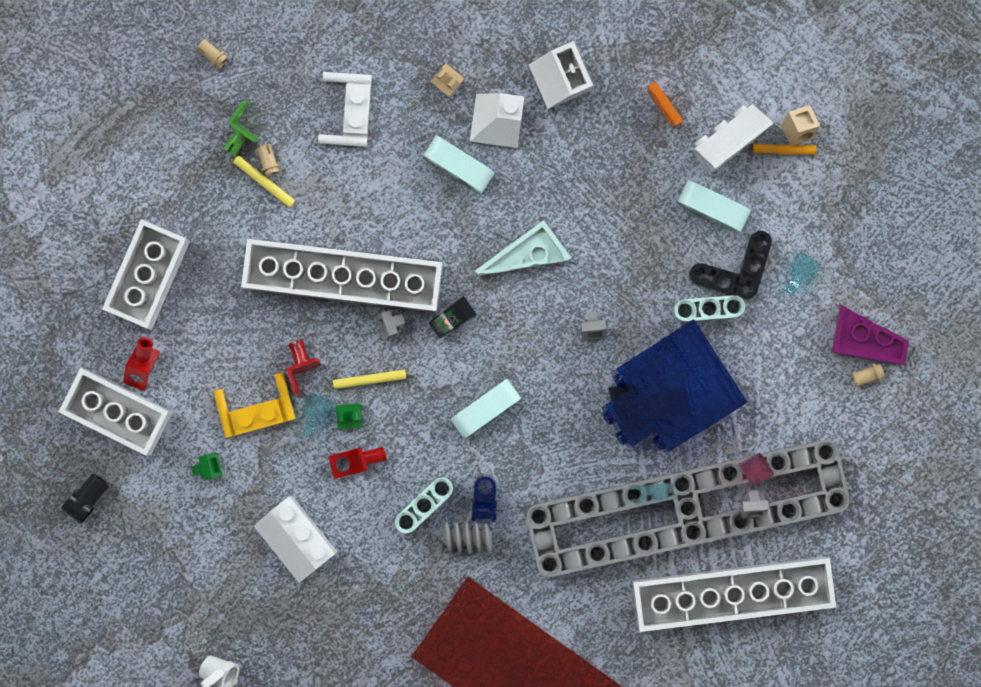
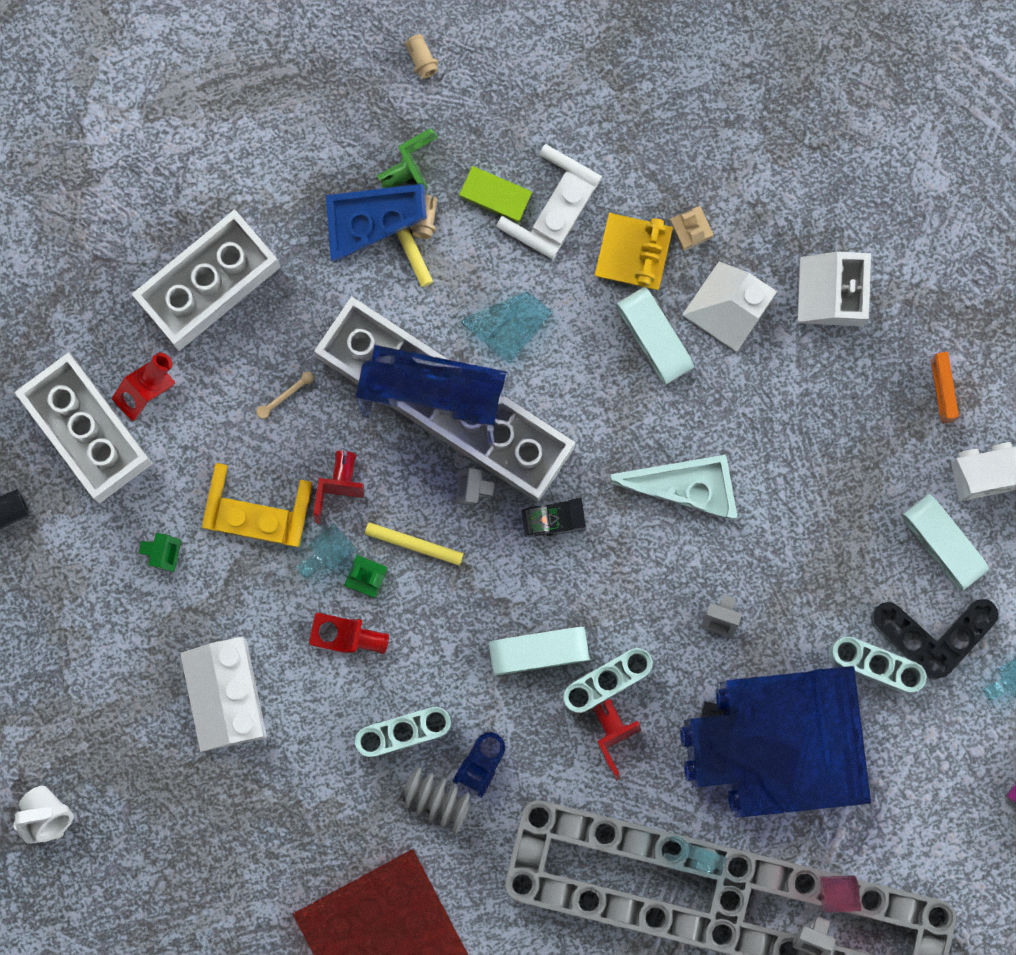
camera: 20 degrees right, 5 degrees down
(227, 342) = (263, 412): none -> tan hinge
(233, 177) = (370, 216): none -> blue wing
(307, 122) = (495, 194): none -> lime tile
(332, 273) = (461, 388): none -> clear blue panel
(359, 204) = (509, 324): none -> clear light blue wing
(417, 114) = (634, 251): none -> yellow hinge
(548, 397) = (619, 668): none -> light aqua beam
(559, 435) = (614, 730): none -> red bracket

